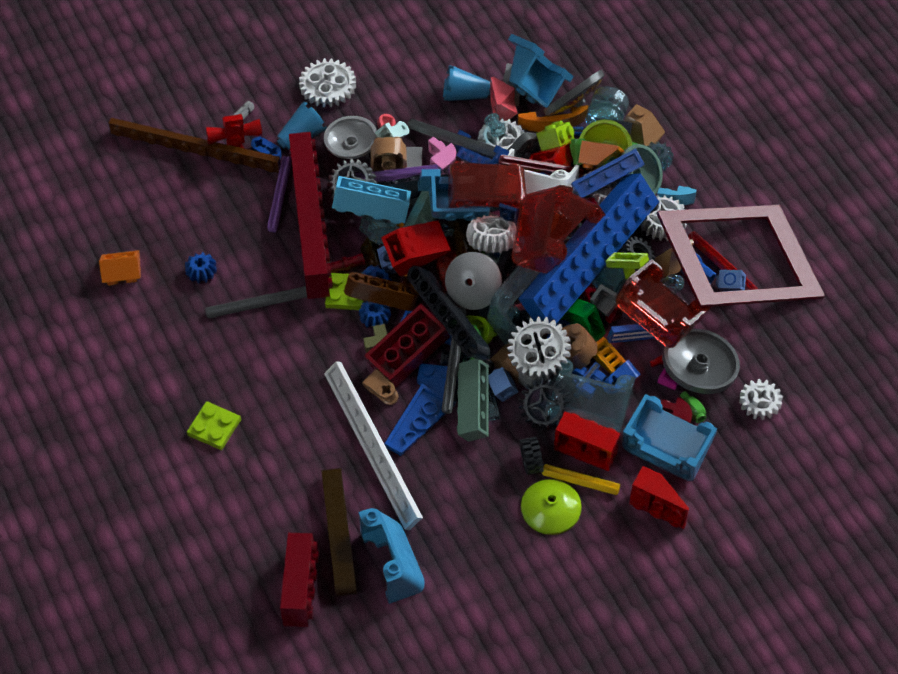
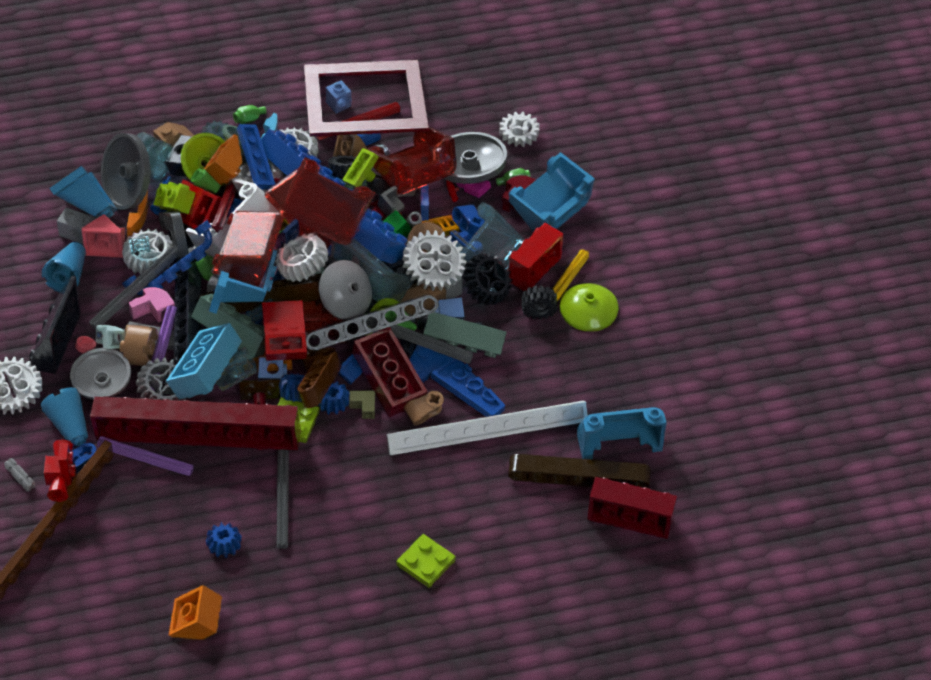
camera: 80 degrees left, 5 degrees down
(388, 95) = (57, 329): none -> black slope
(599, 328) = (414, 215): none -> light grey pin
(657, 497) = (608, 219): red slope -> none
(696, 175) = (248, 114): none -> bright green plant
(731, 280) = (388, 110): medium blue brick -> none
(742, 238) = (338, 96): none -> medium blue brick

